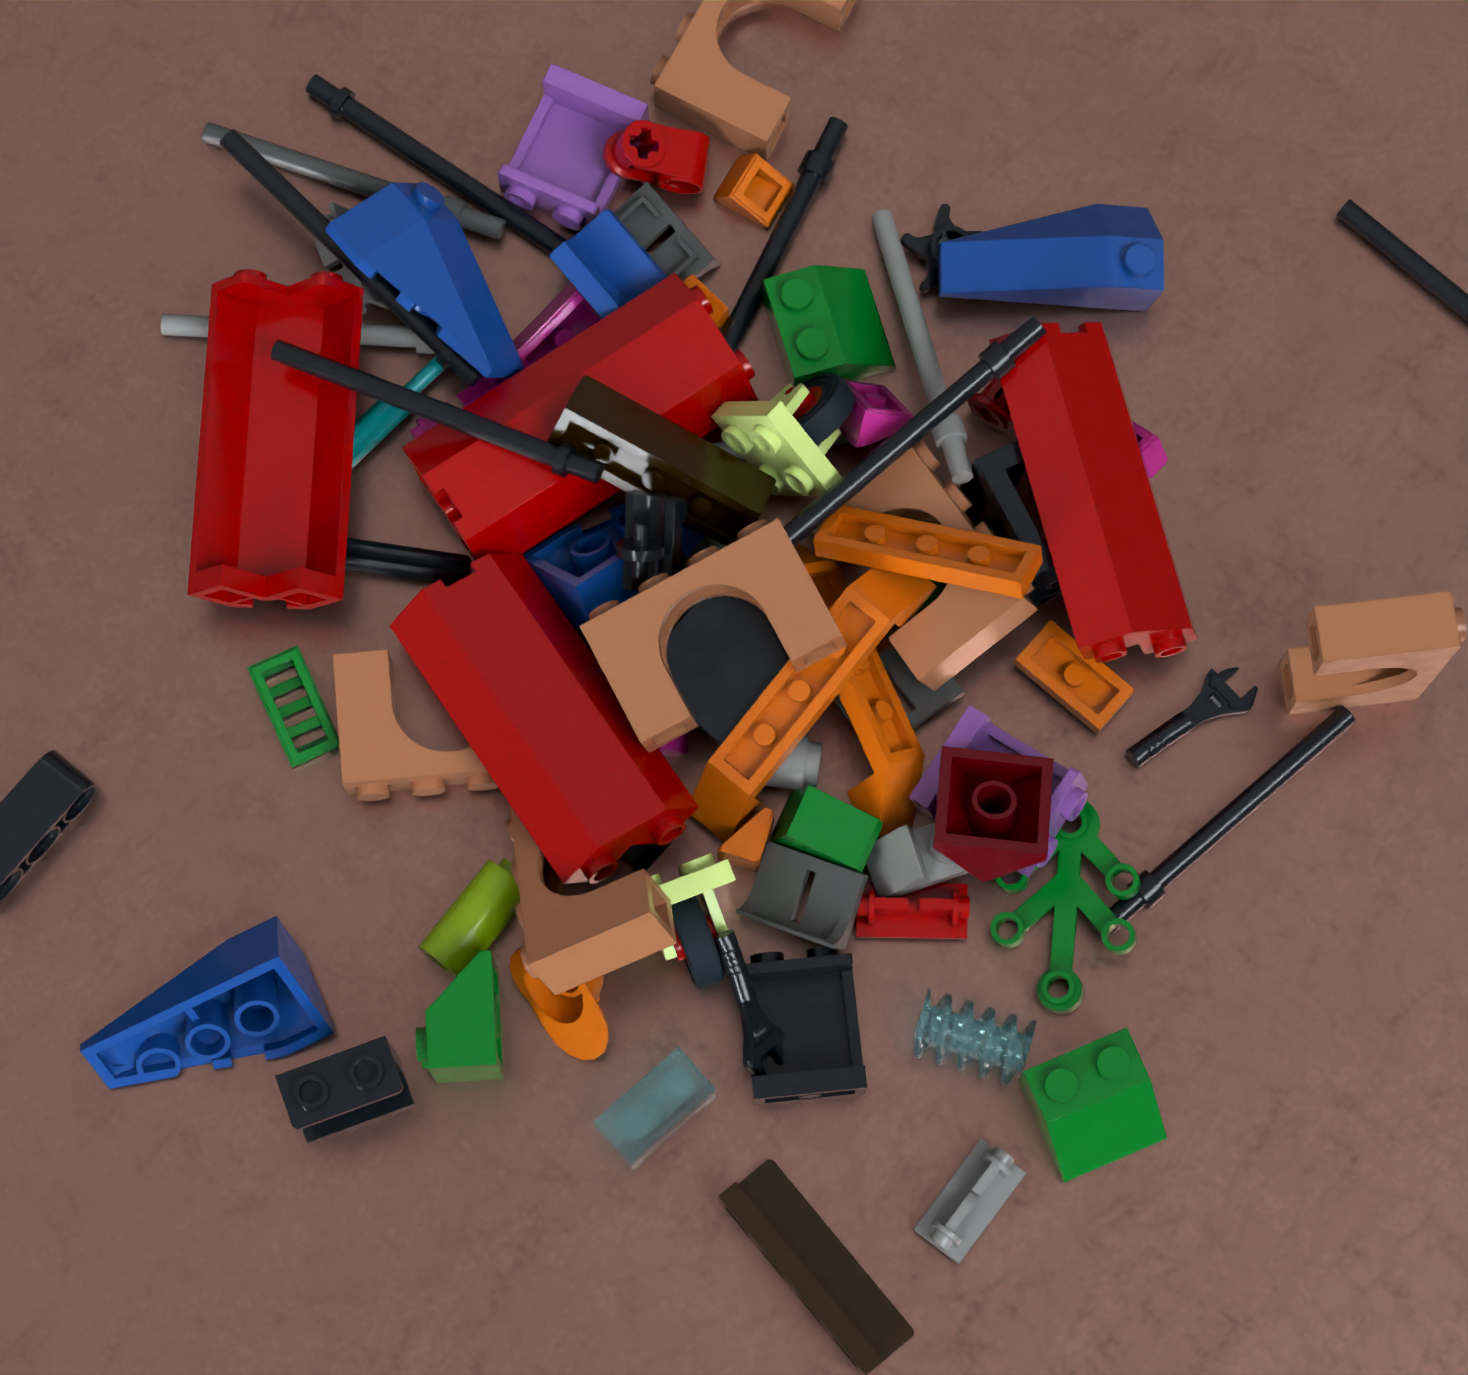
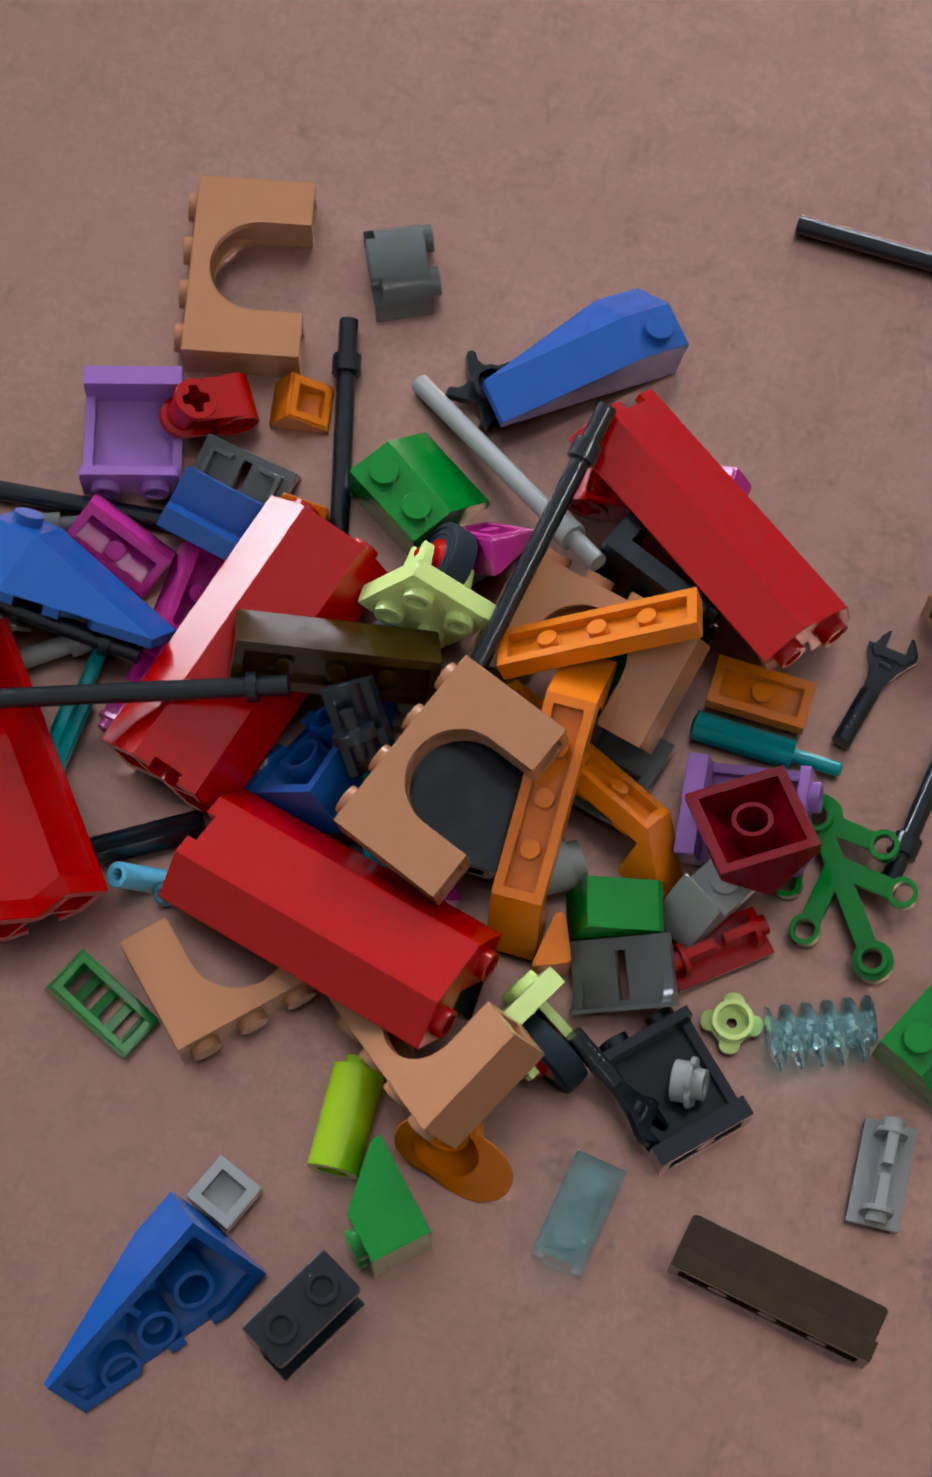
camera: 25 degrees left, 5 degrees down
(328, 939) = (224, 1193): none -> light grey plate
(378, 596) = (138, 878): none -> medium azure arm
(510, 259) = (121, 544): none -> dark pink slope
(819, 1028) = (688, 1082): none -> light grey plate
(898, 974) = (734, 1008): none -> yellowish green plate
(913, 91) = (401, 272): none -> dark grey cylinder
(1048, 724) = (757, 743): none -> teal axle

